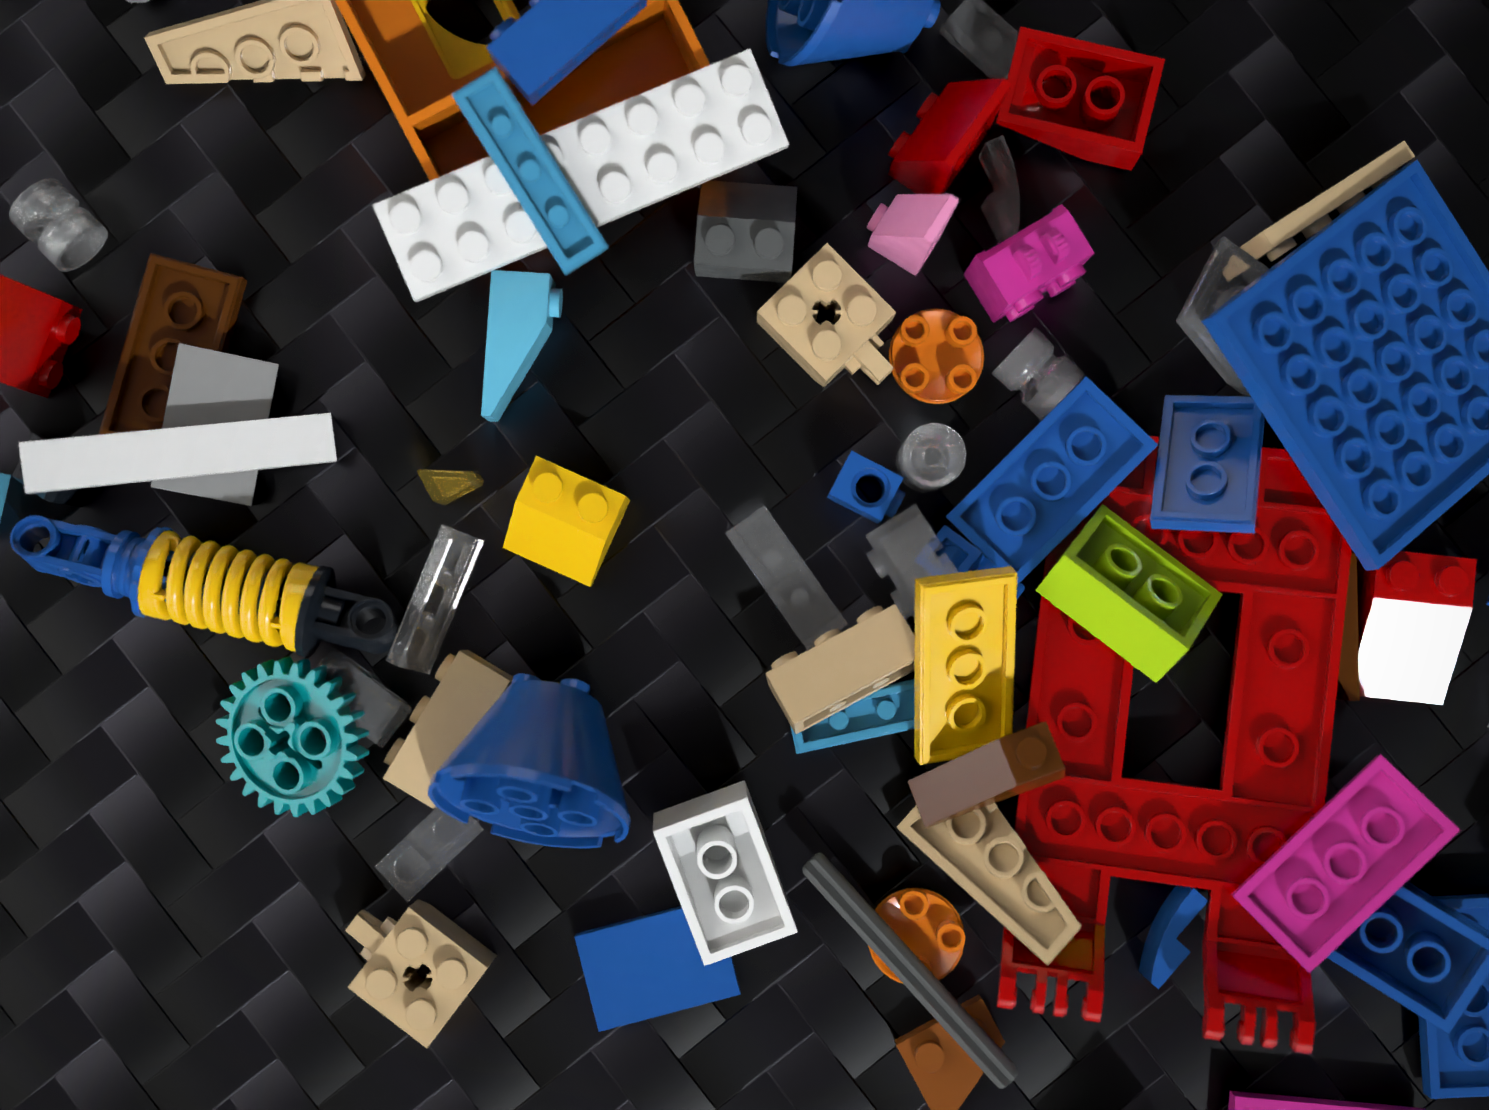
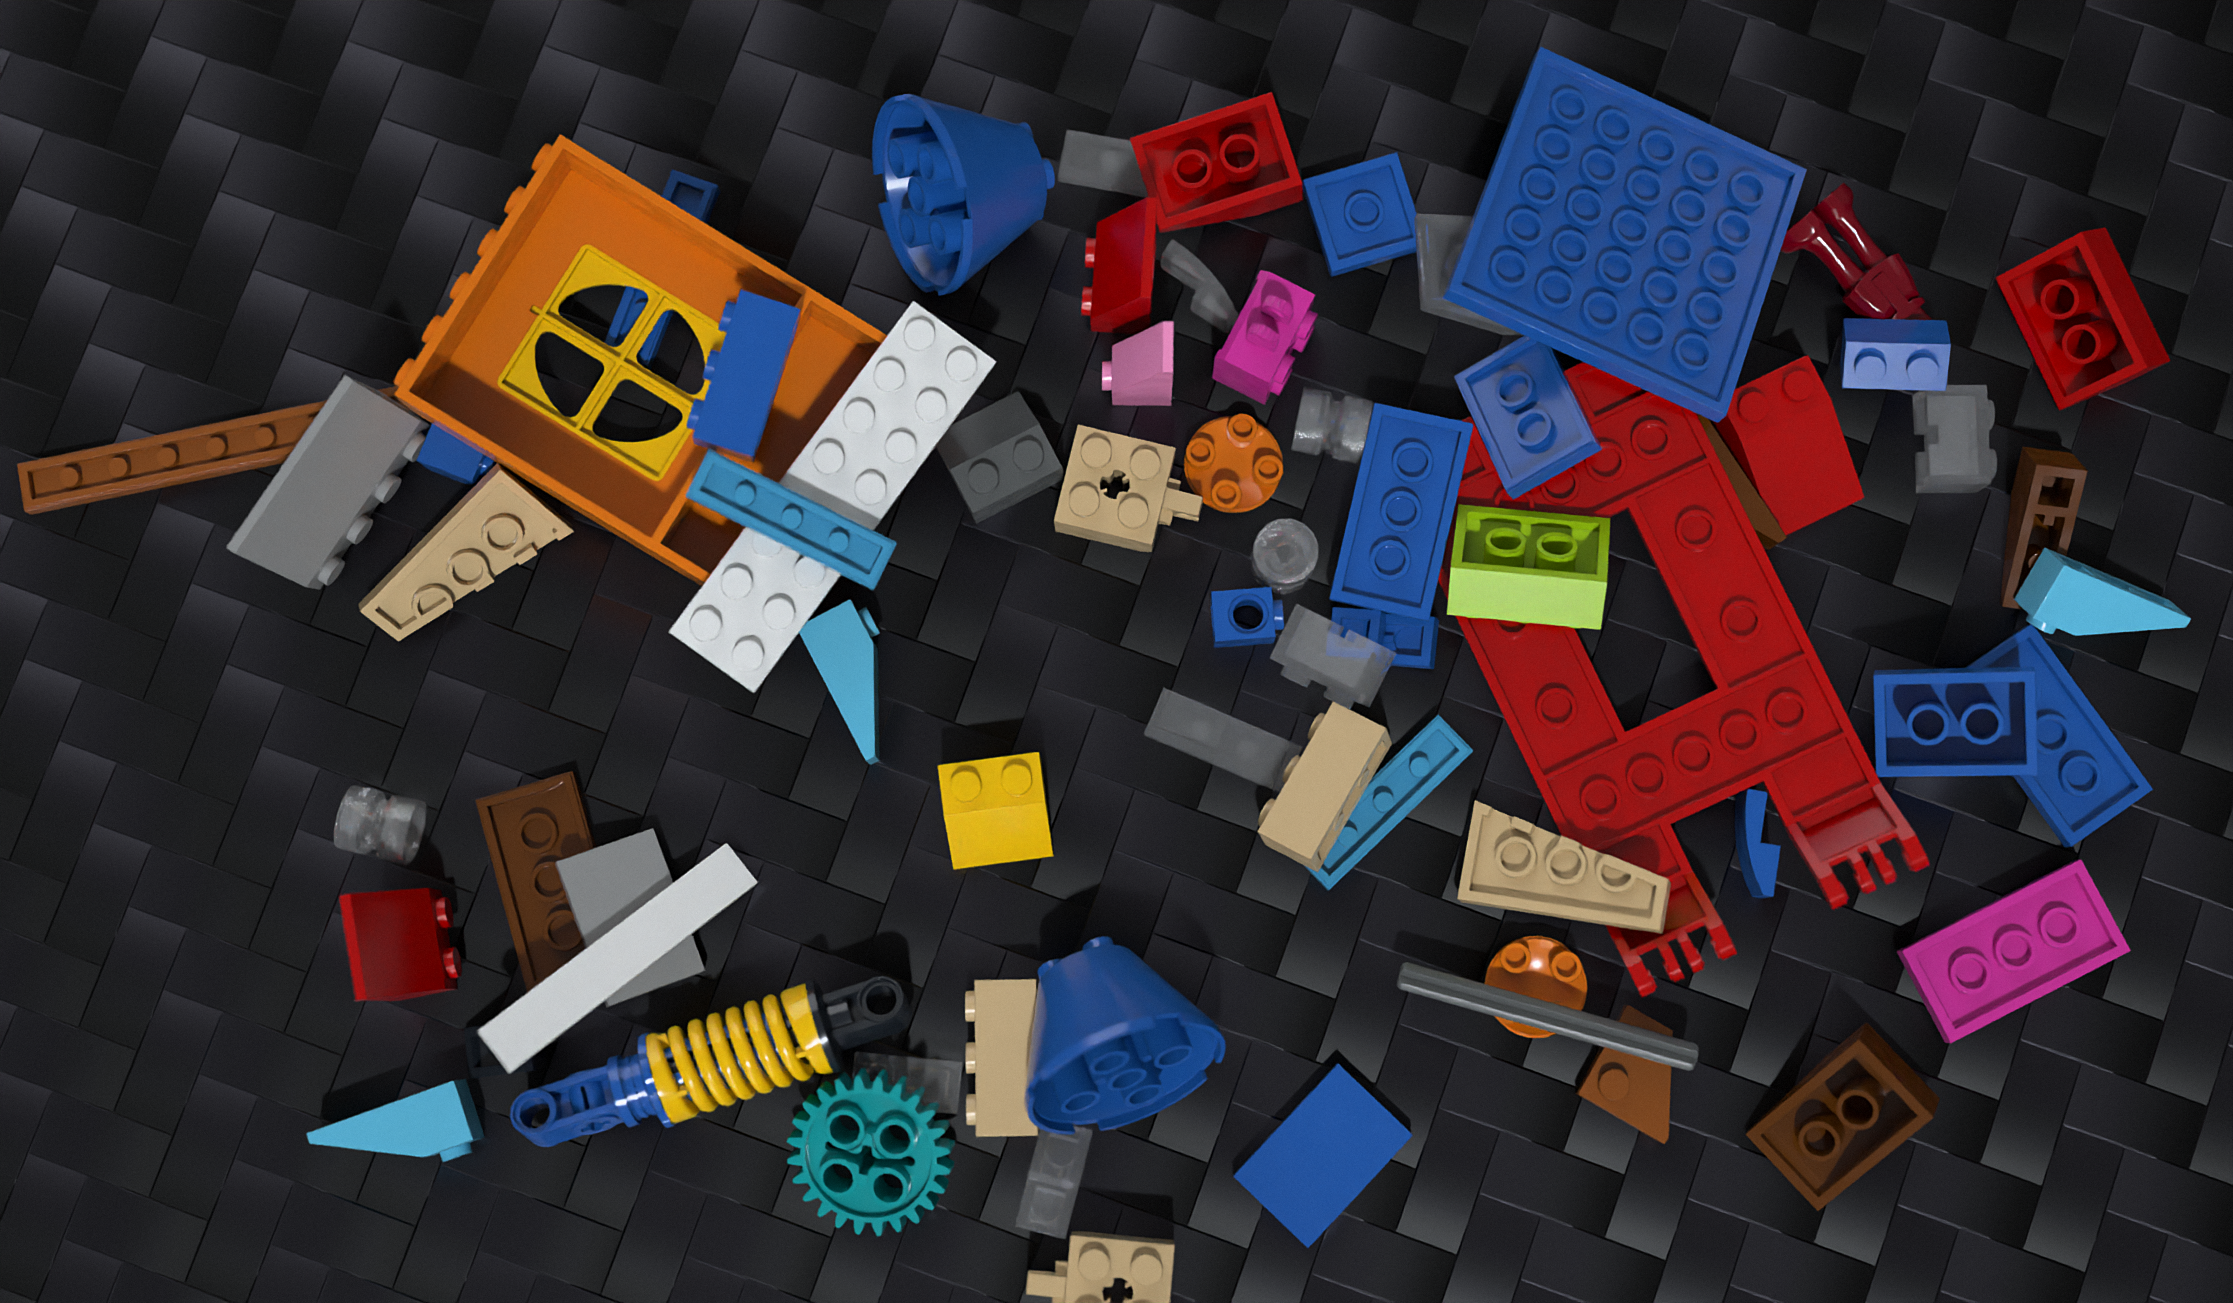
camera: 30 degrees left, 5 degrees down
(435, 600) = (923, 951): clear tile -> none
(449, 485) = (873, 840): clear yellow slope -> none
(723, 873) = (1331, 1032): white slope -> none
(963, 661) = (1426, 717): yellow tile -> none
(988, 775) = (1508, 800): reddish brown slope -> none
(1174, 212) = (1362, 214): none -> blue plate
(1314, 214) = (1482, 146): tan wing -> none
(1345, 862) = (1856, 684): dark pink plate -> none

